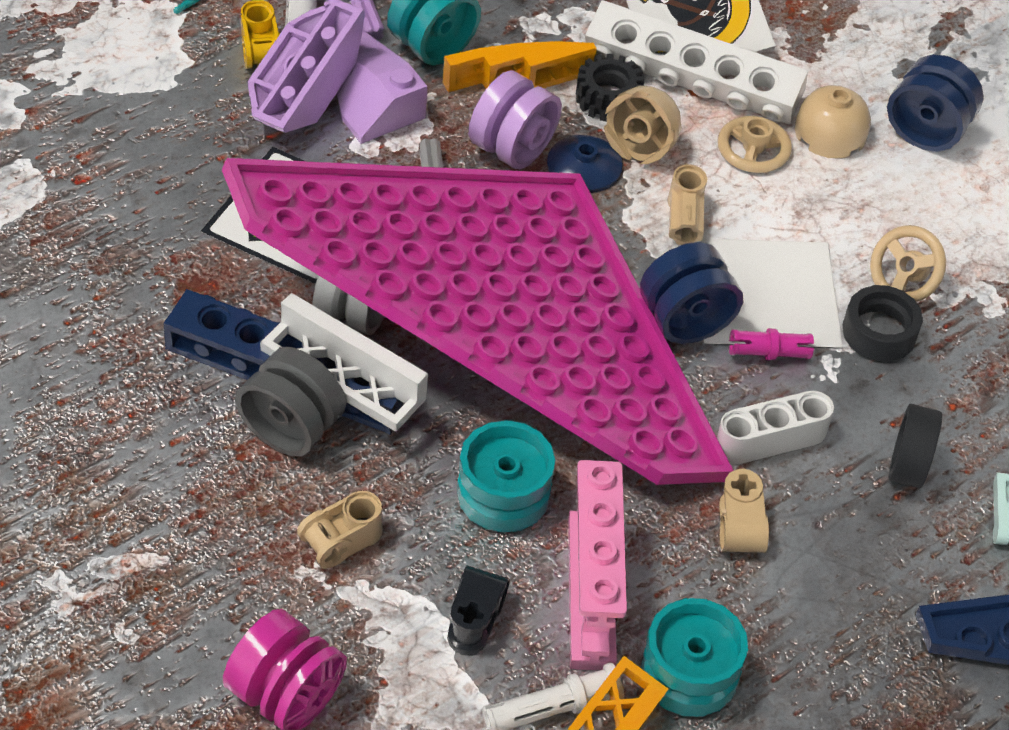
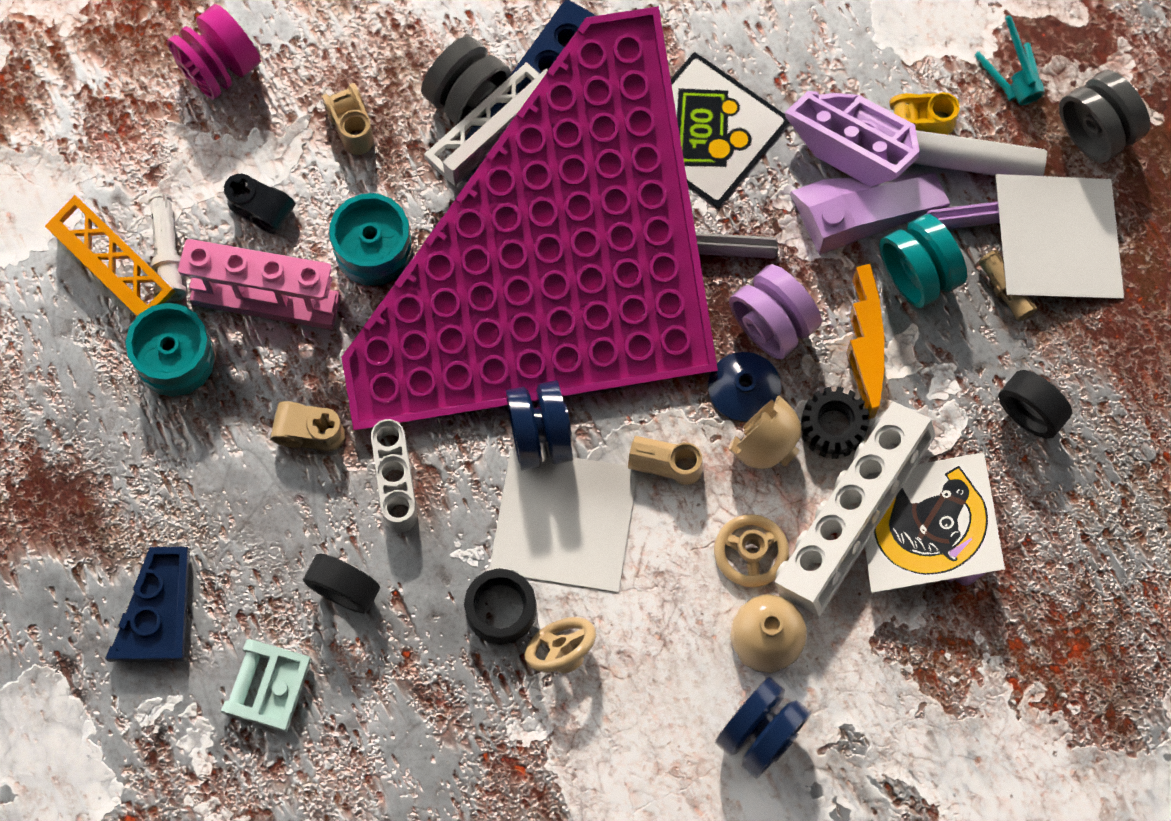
camera: 105 degrees right, 20 degrees up
(771, 344) = (491, 499): dark pink pin -> none

